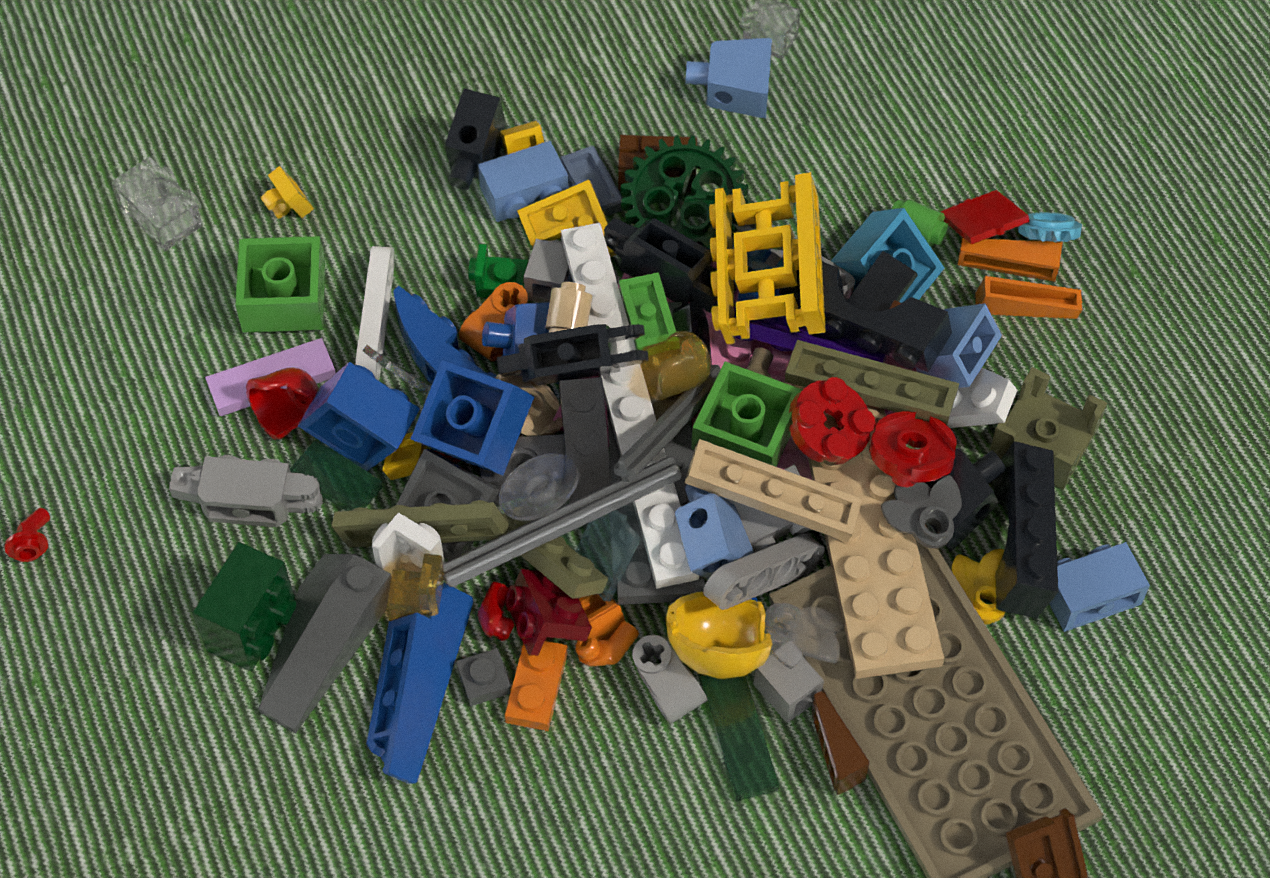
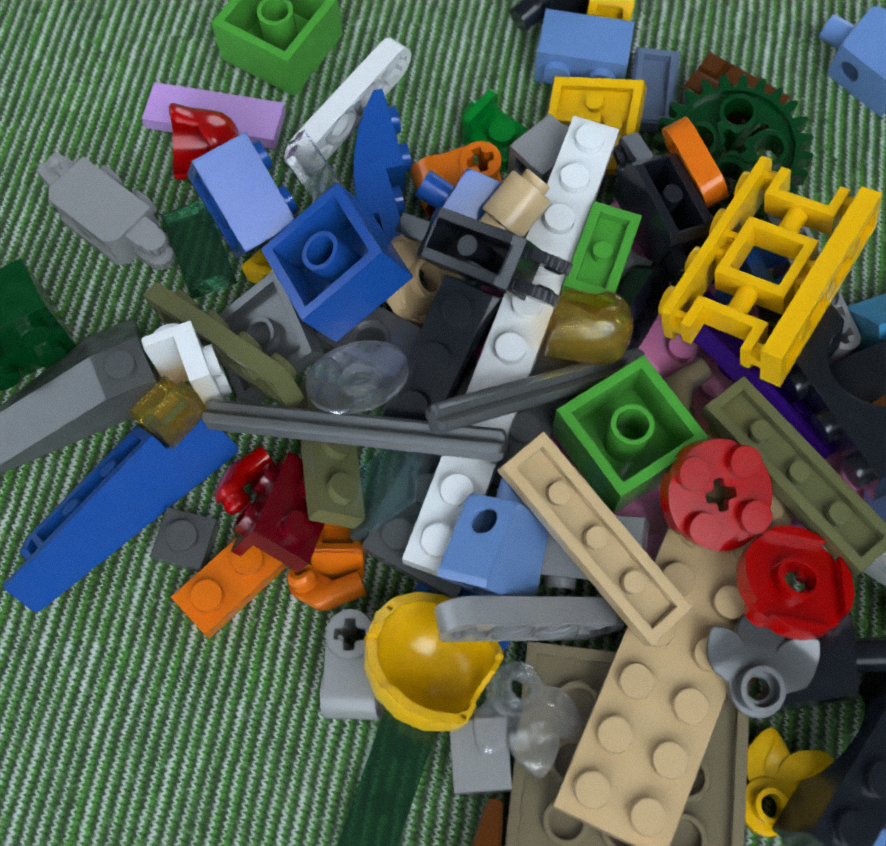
camera: 35 degrees right, 10 degrees up
(651, 205) = (685, 141): none -> orange beam

